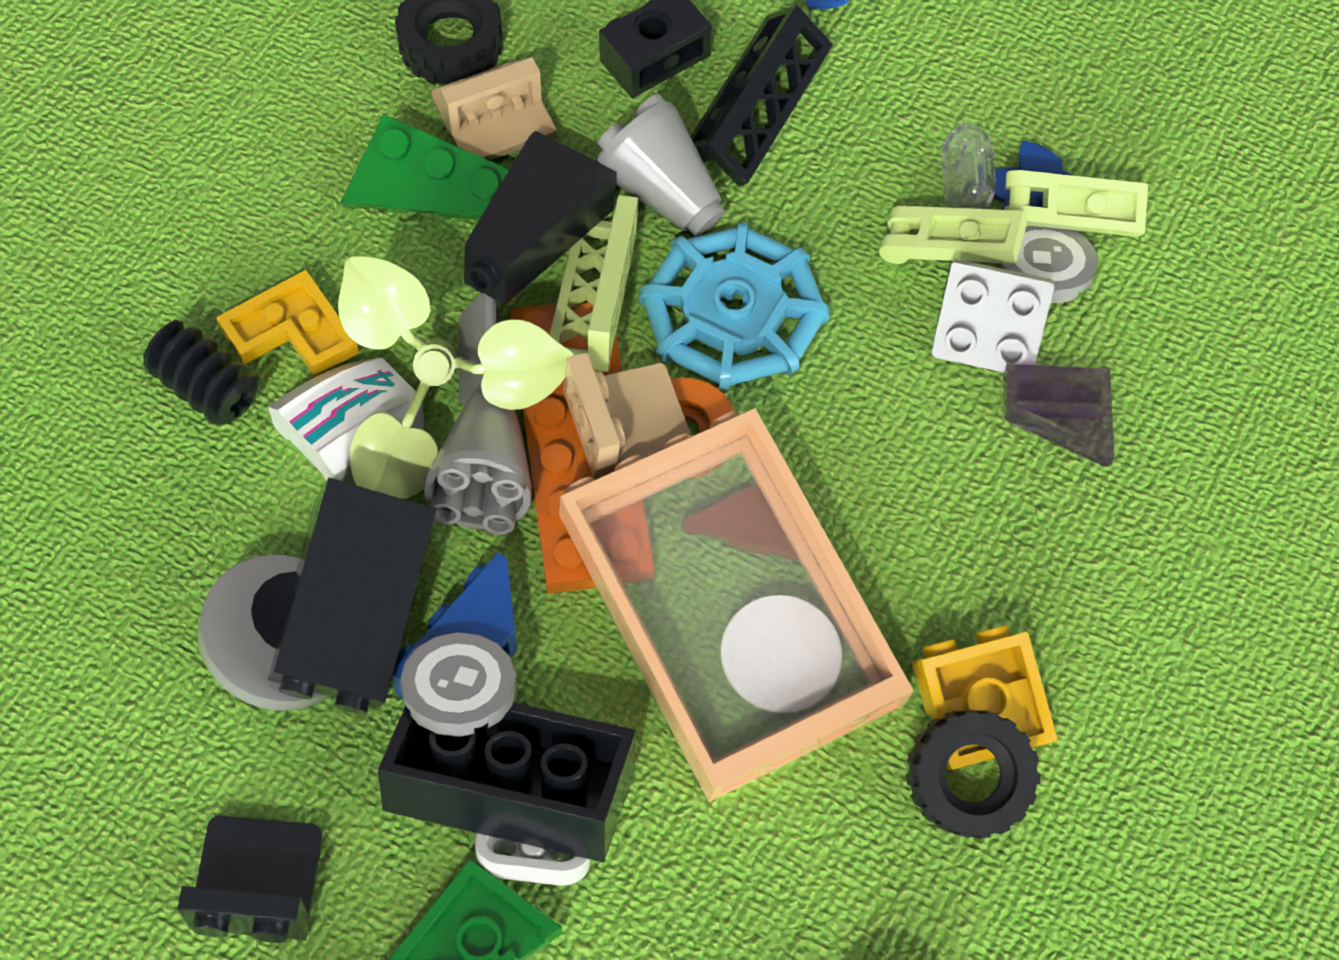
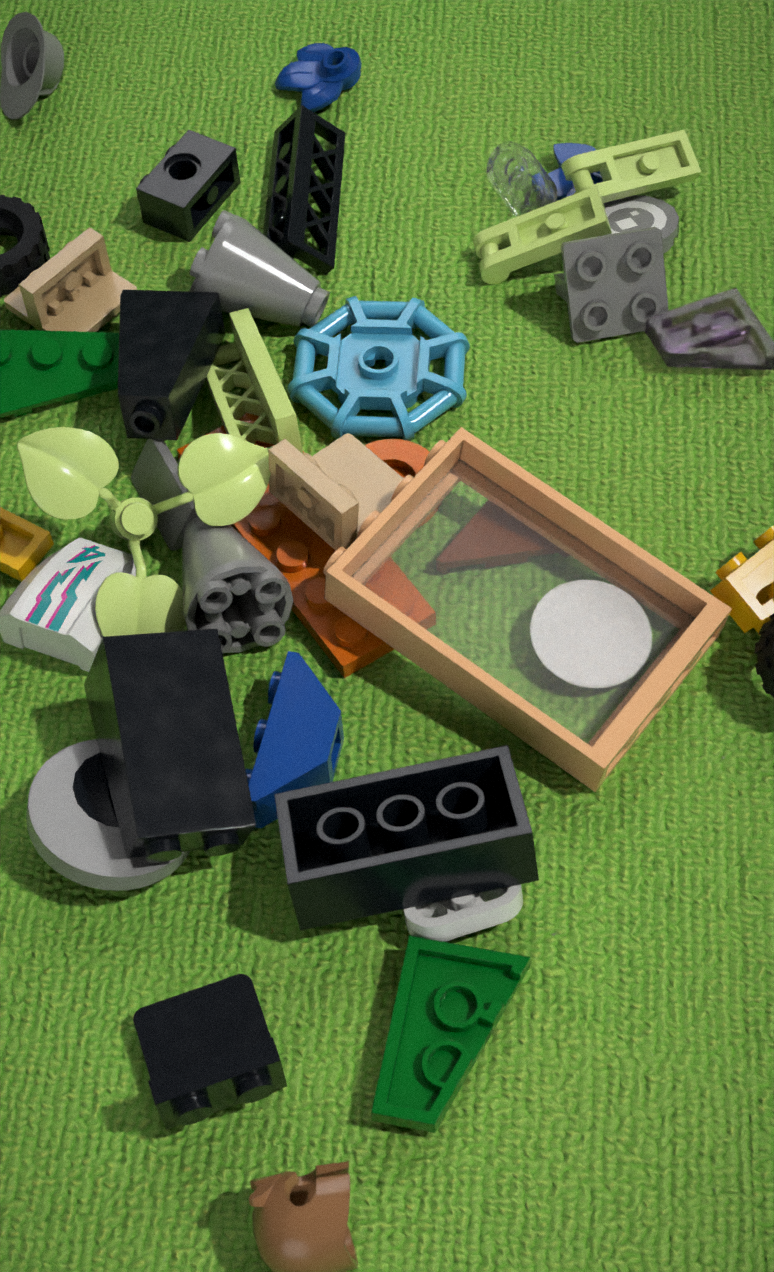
camera: 20 degrees left, 5 degrees down
(458, 683) = (319, 776): light grey tile -> none

